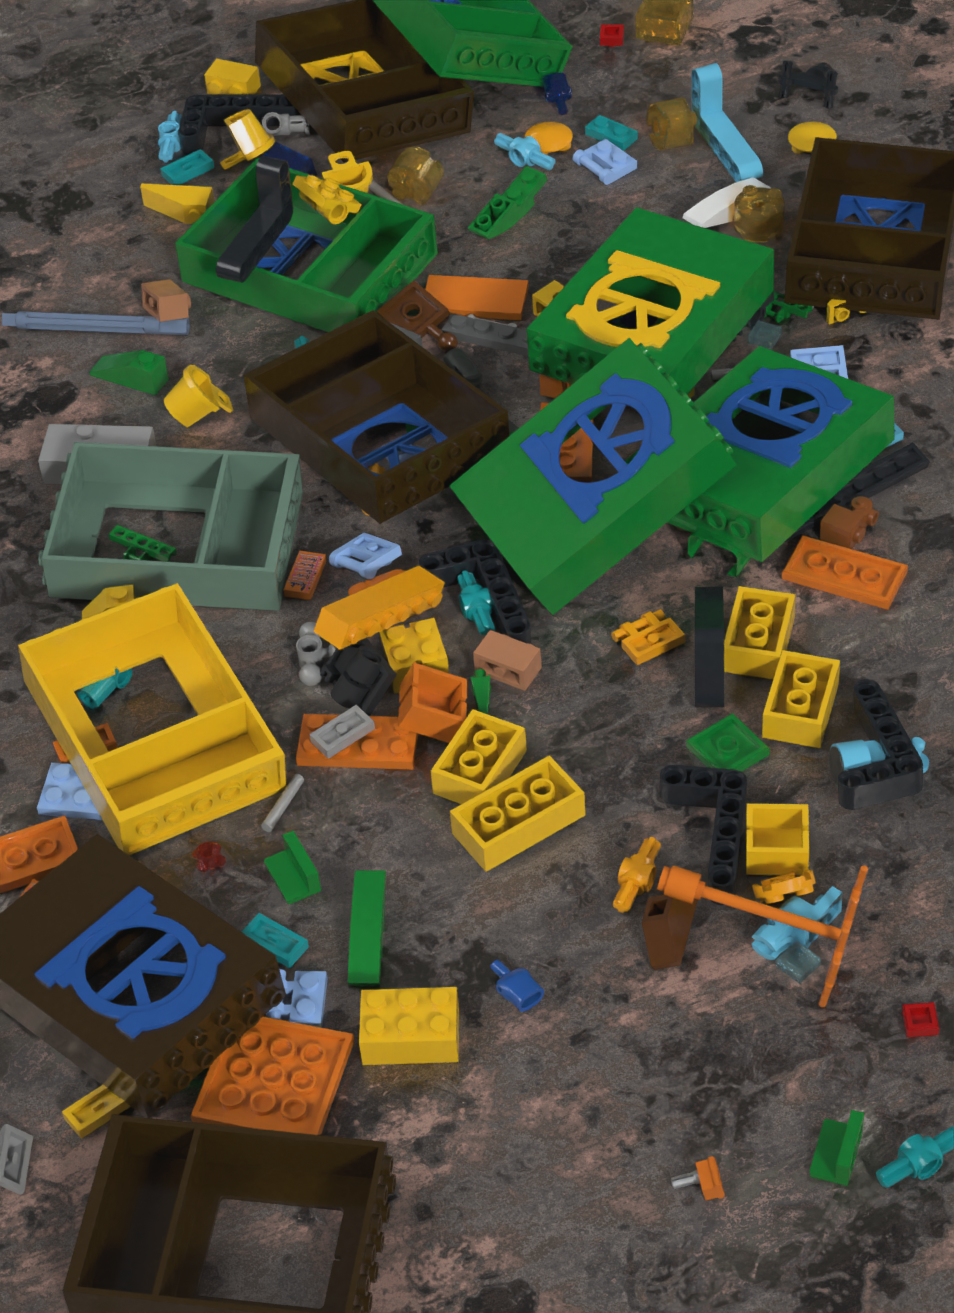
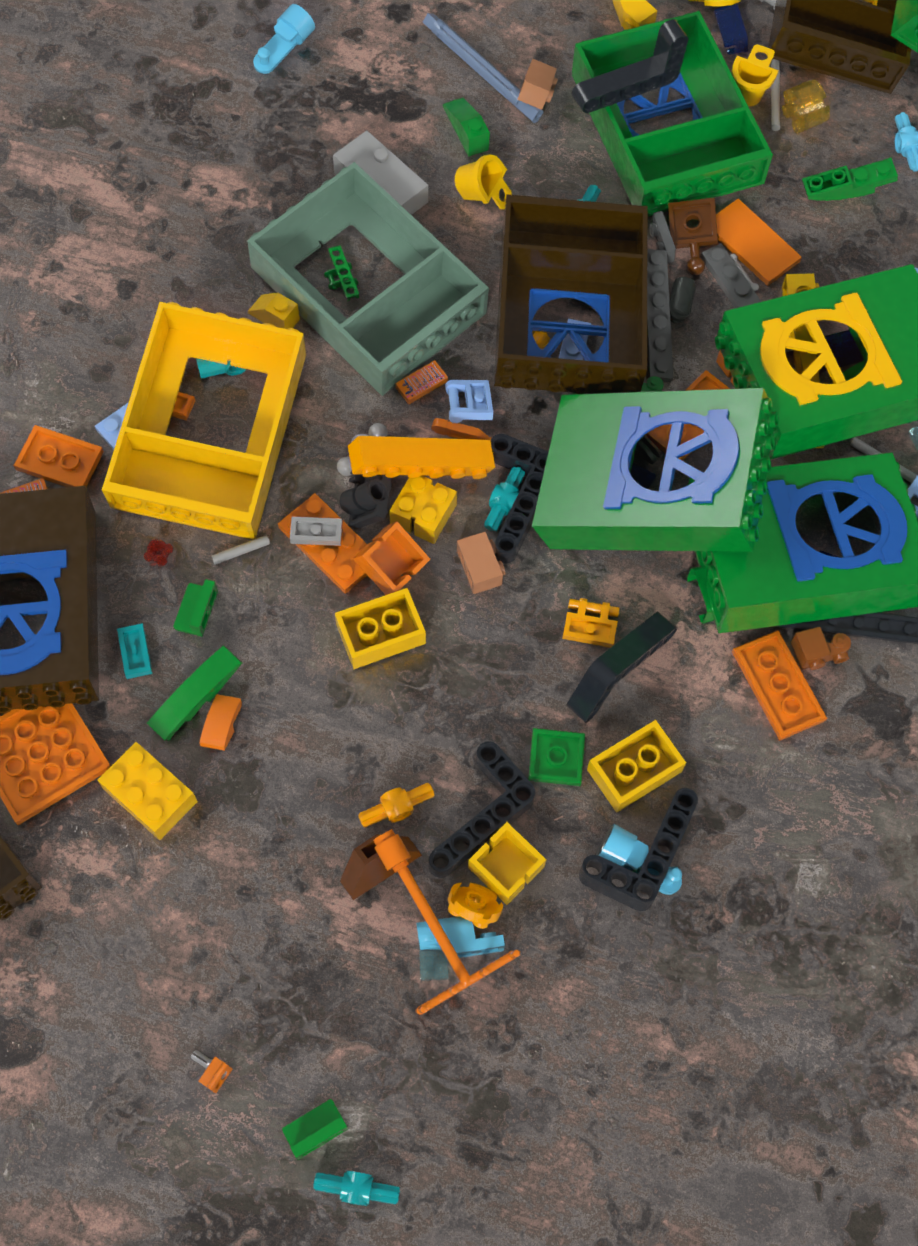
camera: 35 degrees right, 20 degrees up
(308, 998) = (114, 712): light blue plate -> none
(327, 197) = (708, 83): yellow plate -> none
(415, 931) = (219, 722): none -> orange slope
(481, 690) = (441, 572): green piece -> none
(517, 813) = (364, 691): yellow brick -> none
(517, 986) = (242, 820): blue piece -> none
(758, 632) = (662, 686): yellow brick -> none
(920, 1019) = (466, 1083): red tile -> none

